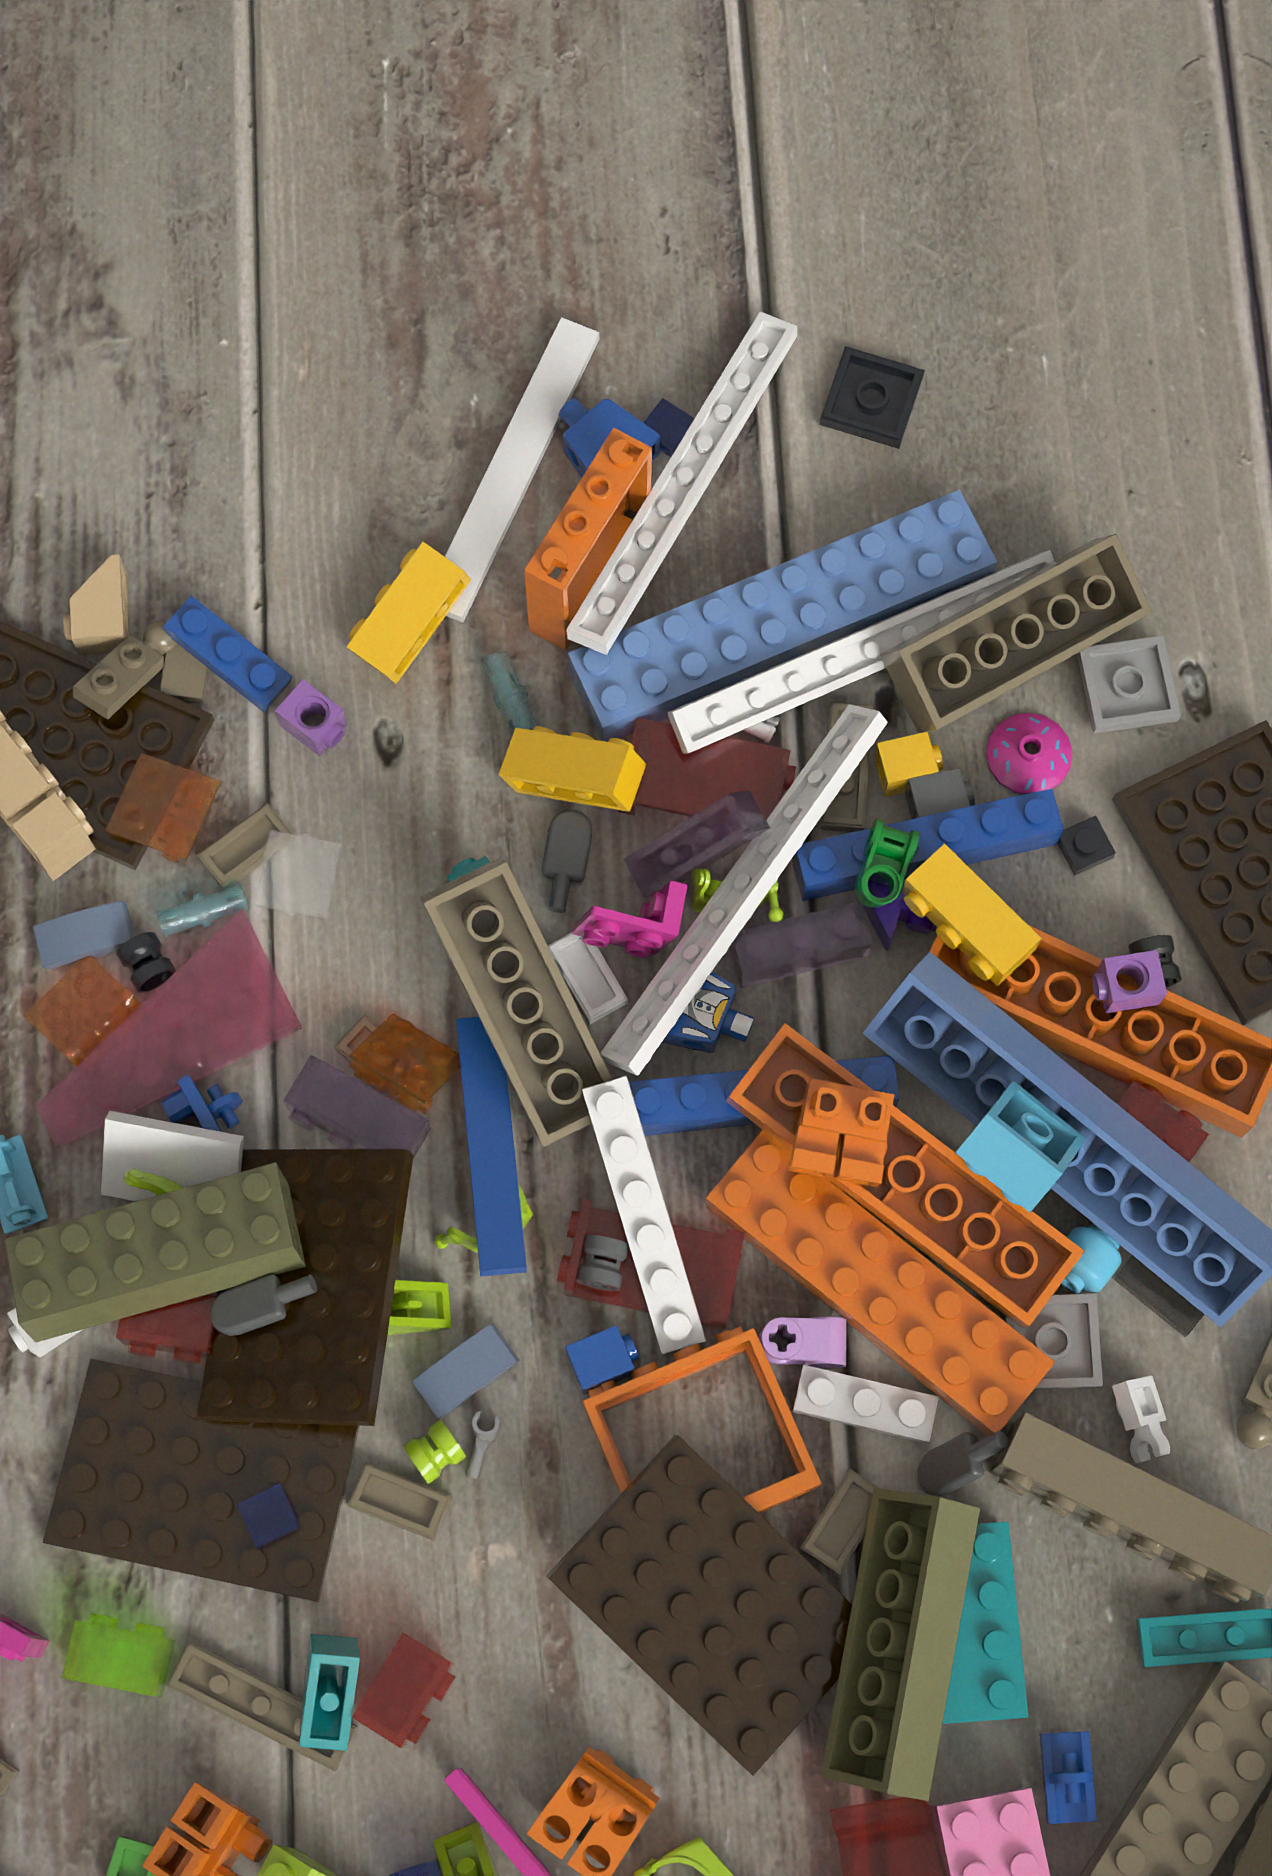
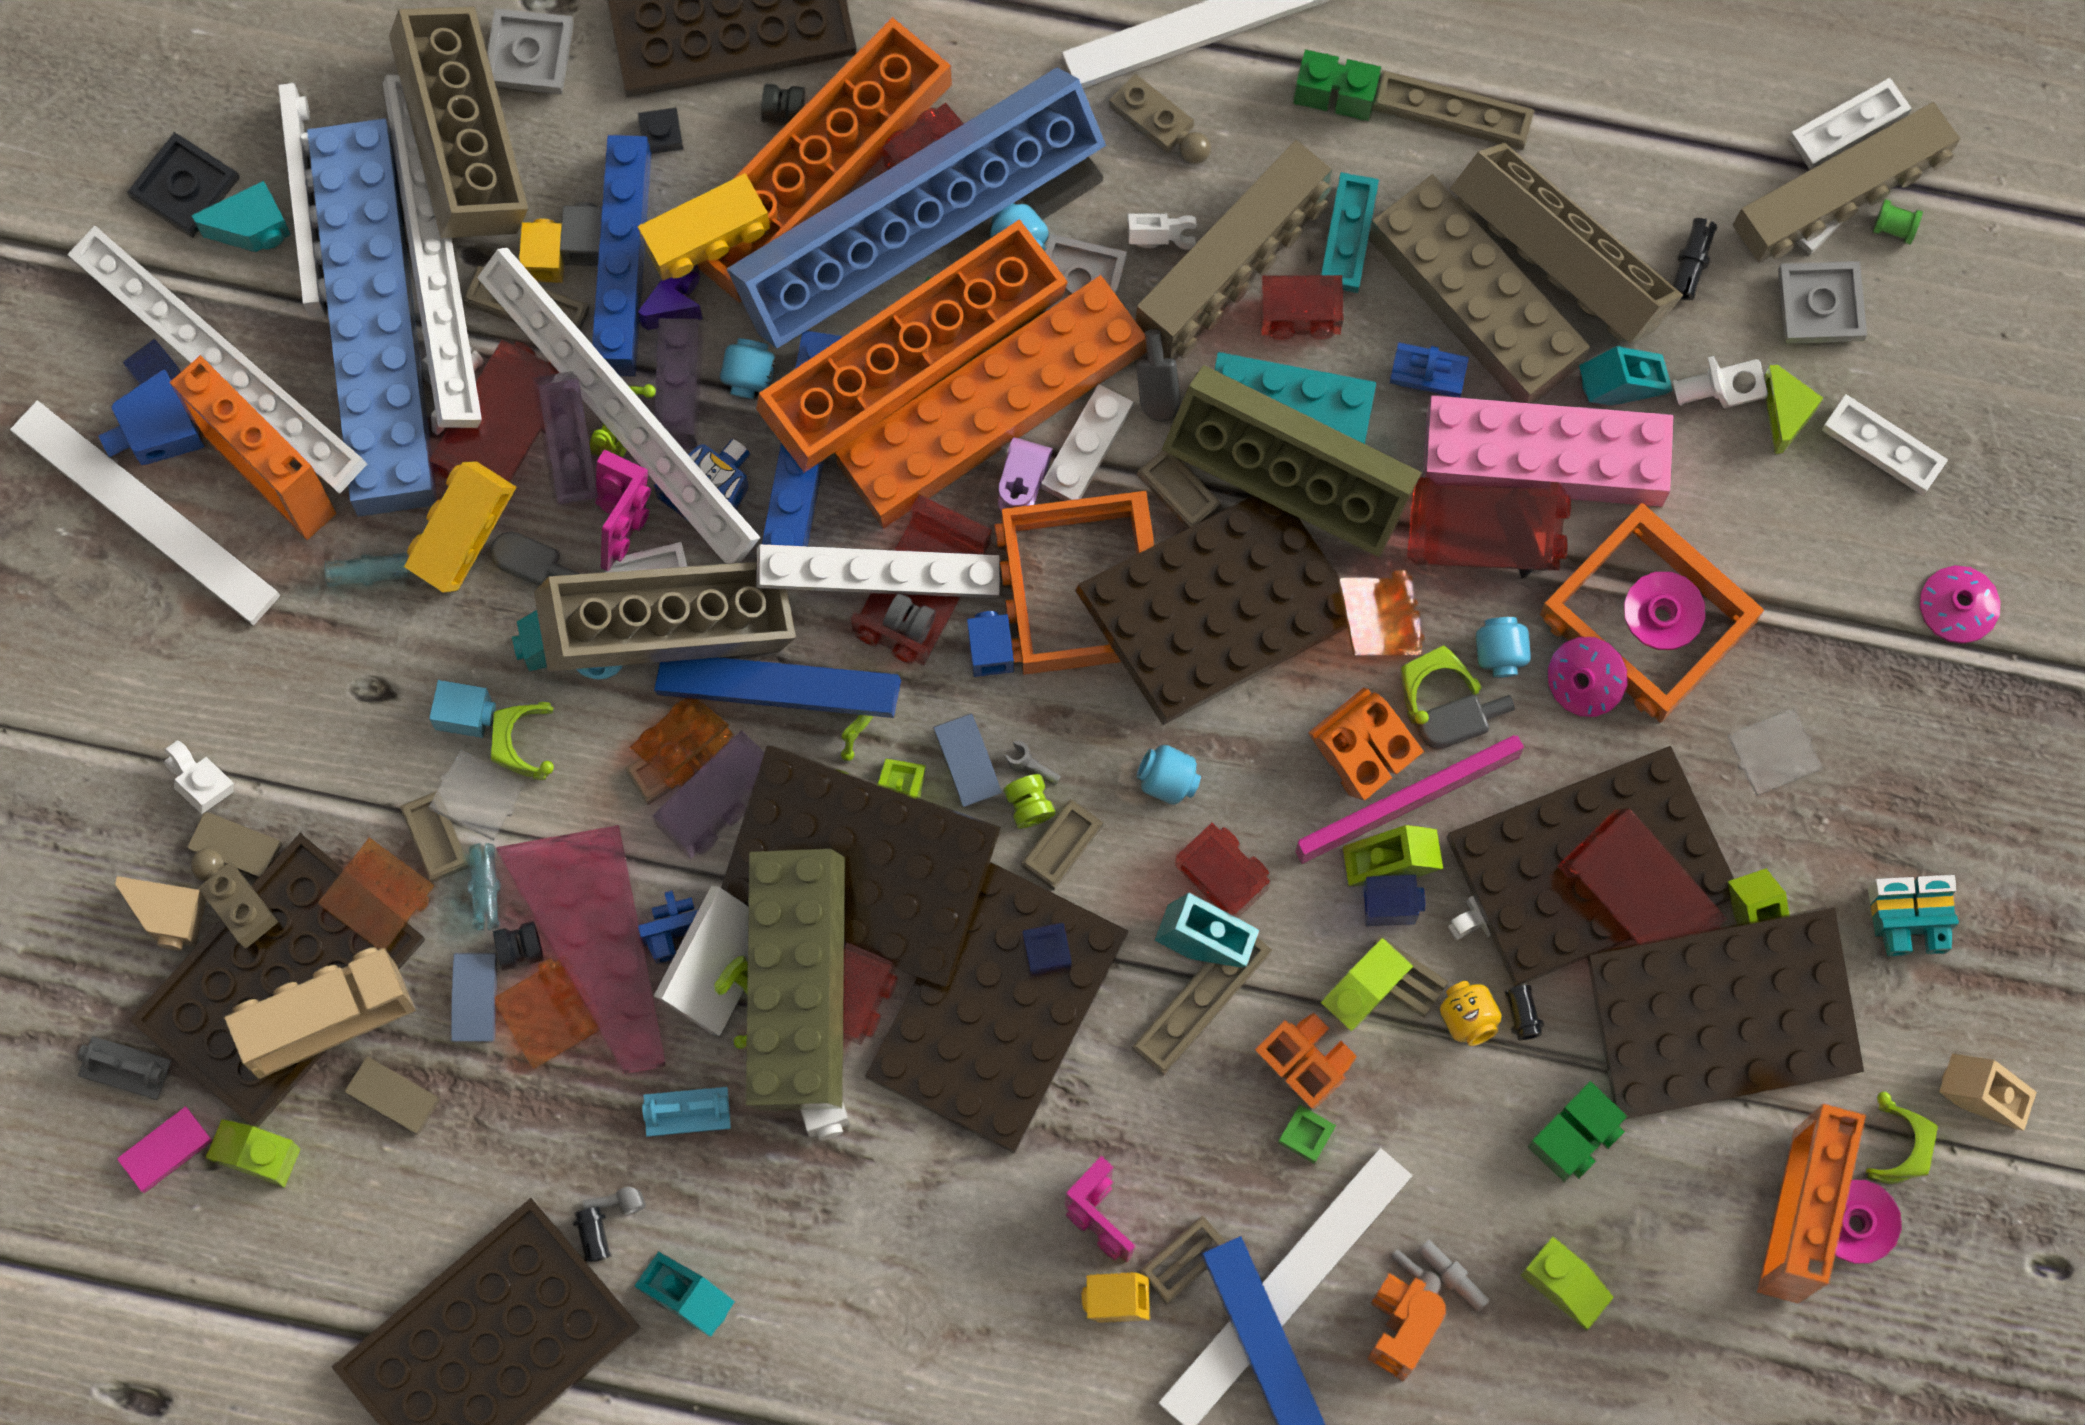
camera: 75 degrees left, 0 degrees up
(119, 1657) = (1130, 1105): clear neon green brick -> none
(227, 653) = (244, 806): blue plate -> none
(243, 604) = (198, 782): none -> white plate
(257, 1303) = (865, 906): dark grey piece -> none
(302, 703) = (316, 739): medium lavender brick -> none
(353, 881) = (502, 749): none -> lime helmet
(383, 832) = (462, 709): none -> medium azure brick
(408, 612) = (259, 633): yellow brick -> none
(503, 1598) = (1168, 774): none -> medium azure head
(753, 1796) = (1382, 615): none -> clear orange hinge
(840, 1011) = (747, 367): none -> medium azure head
(846, 1110) = (868, 372): orange hips -> none
(851, 467) = (244, 220): none -> teal slope
(888, 855) = (632, 283): green piece -> none
(977, 475) = (294, 112): none -> white plate
(1021, 1147) = (920, 240): medium azure brick -> none
(1024, 771) = (567, 167): dark pink dish -> none
(1098, 1605) = (1301, 306): none -> clear red brick
(1146, 971) = (801, 103): medium lavender brick -> none

